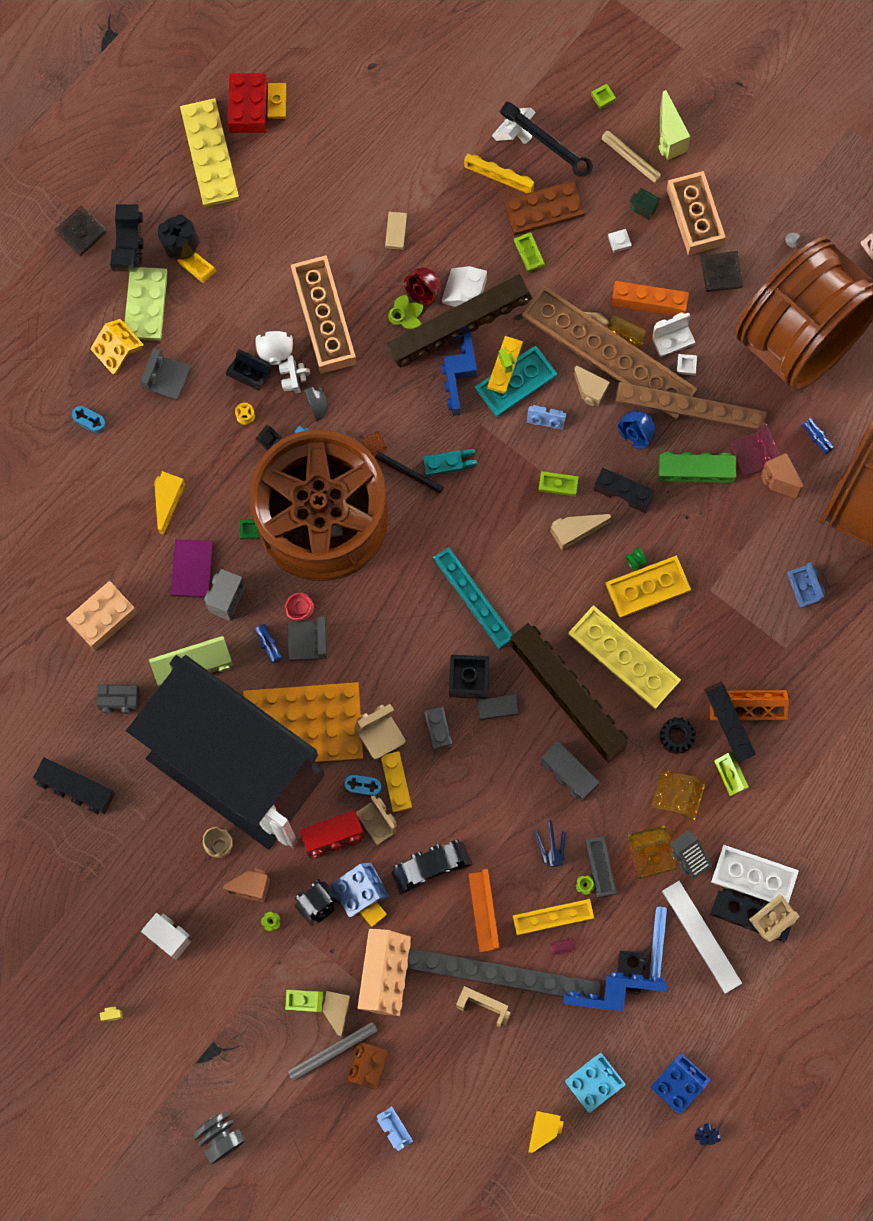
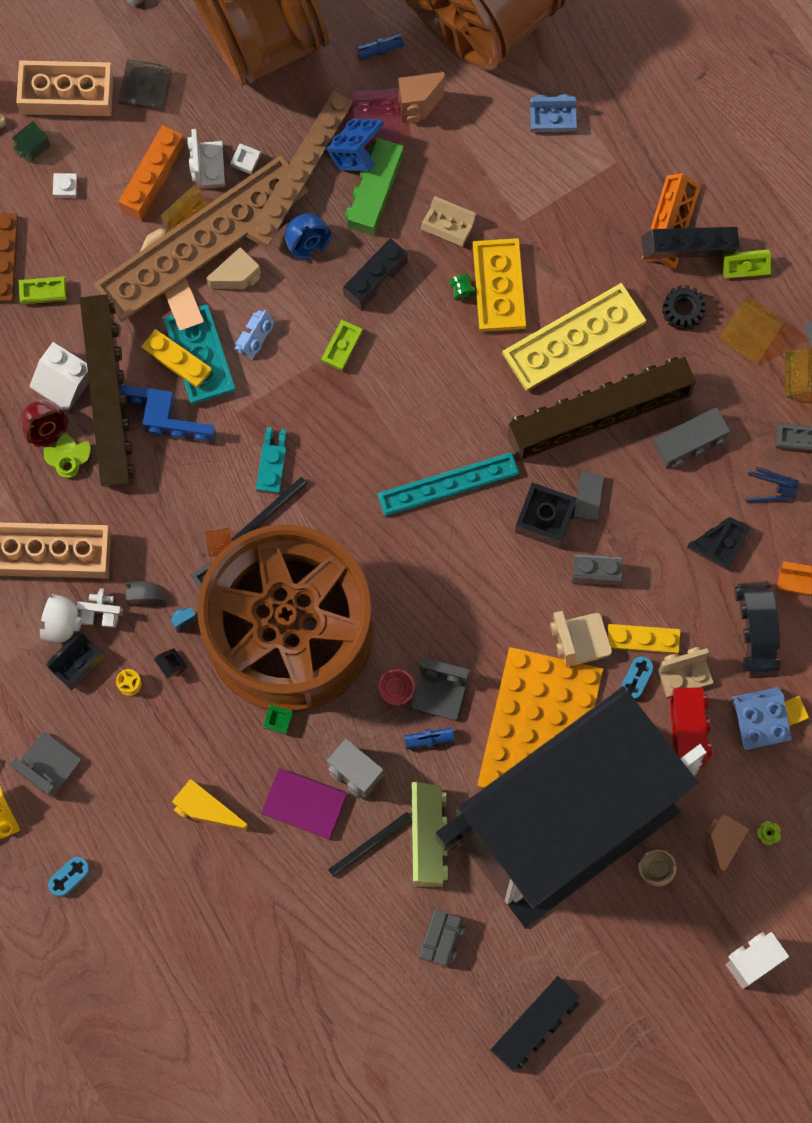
camera: 75 degrees left, 0 degrees up
(102, 615) = (331, 929): light nougat brick -> none
(172, 623) = (370, 844): none -> black bar
(317, 902) = (766, 770): black brick -> none
(492, 819) = (721, 542): none -> black wing
(506, 360) = (176, 351): lime plate -> none
(550, 357) = (183, 305): none -> light nougat sticker
(573, 529) = (403, 346): tan slope -> none
(686, 532) = (448, 221): none -> tan bracket
(726, 436) = (348, 146): none -> blue bracket

